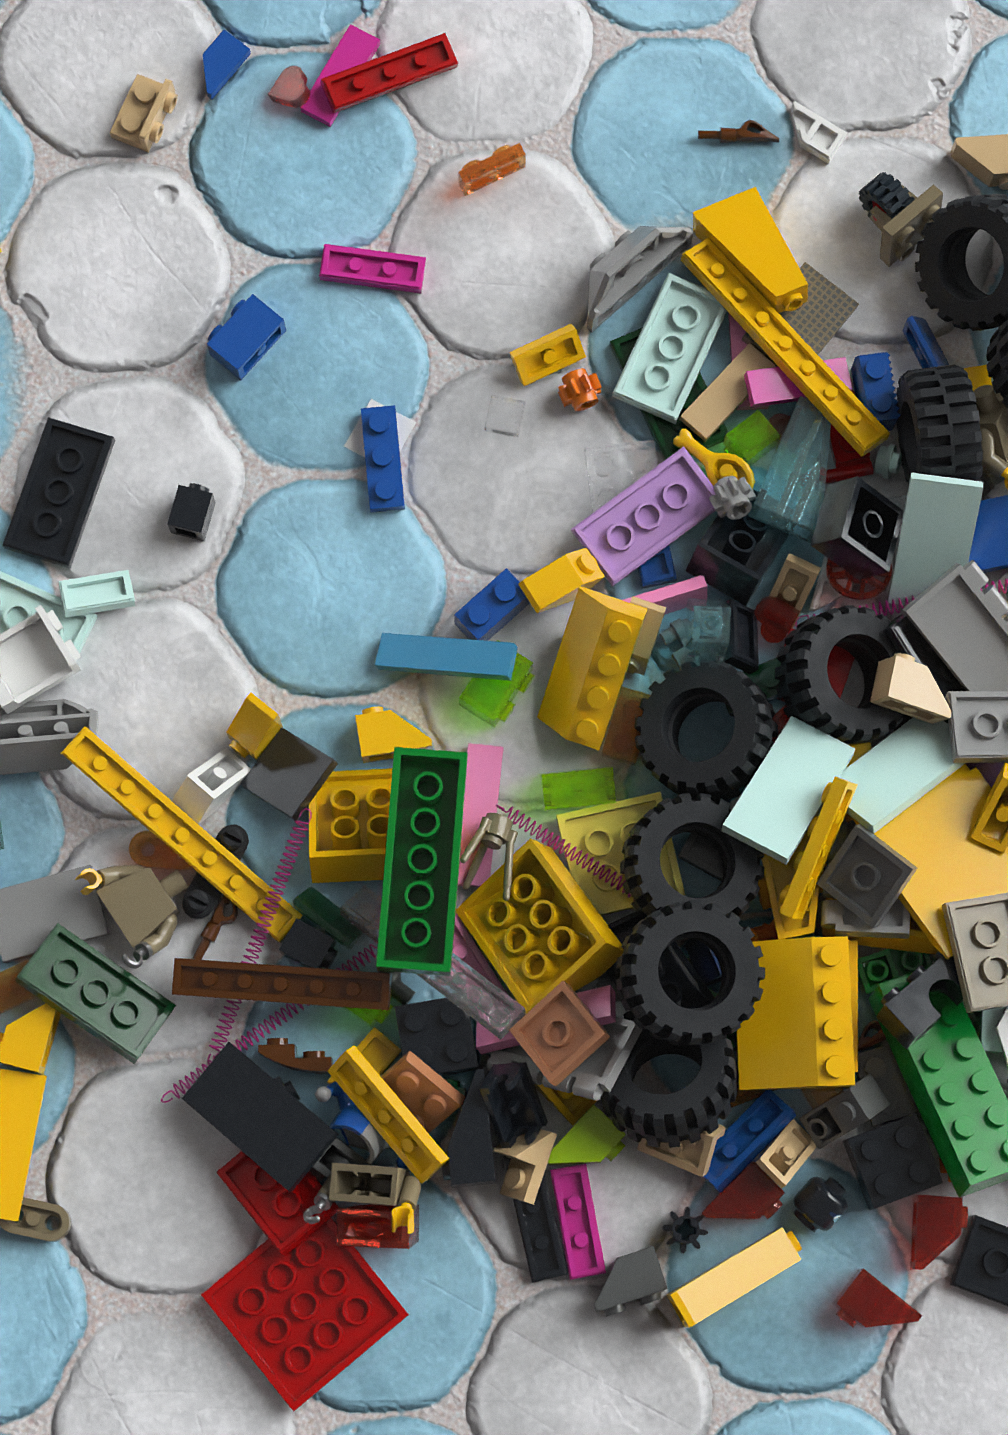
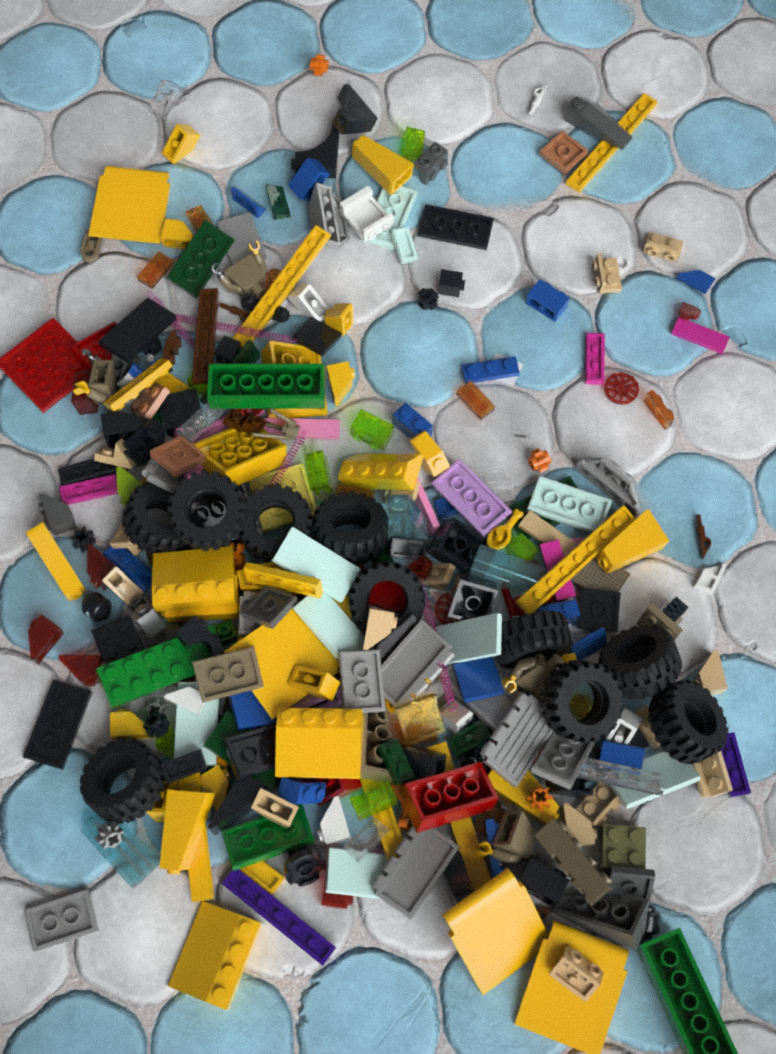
camera: 85 degrees right, 10 degrees down
(105, 1088) = (155, 270): none -> clear orange plate
(195, 222) = (607, 274): none -> tan bracket
(224, 558) = (427, 299): none -> black gear
(389, 73) = (705, 357): red tile -> none
(438, 229) = (621, 388): none -> clear red wheel
(446, 490) = (475, 400): none -> clear orange plate
(446, 656) = (383, 402): dark azure tile -> none
(474, 913) = (244, 424): none -> reddish brown slope
(547, 354) = (557, 444): yellow plate -> none
(732, 497) = (483, 534): light grey gear -> none
(868, 322) = (599, 610): none -> black tile

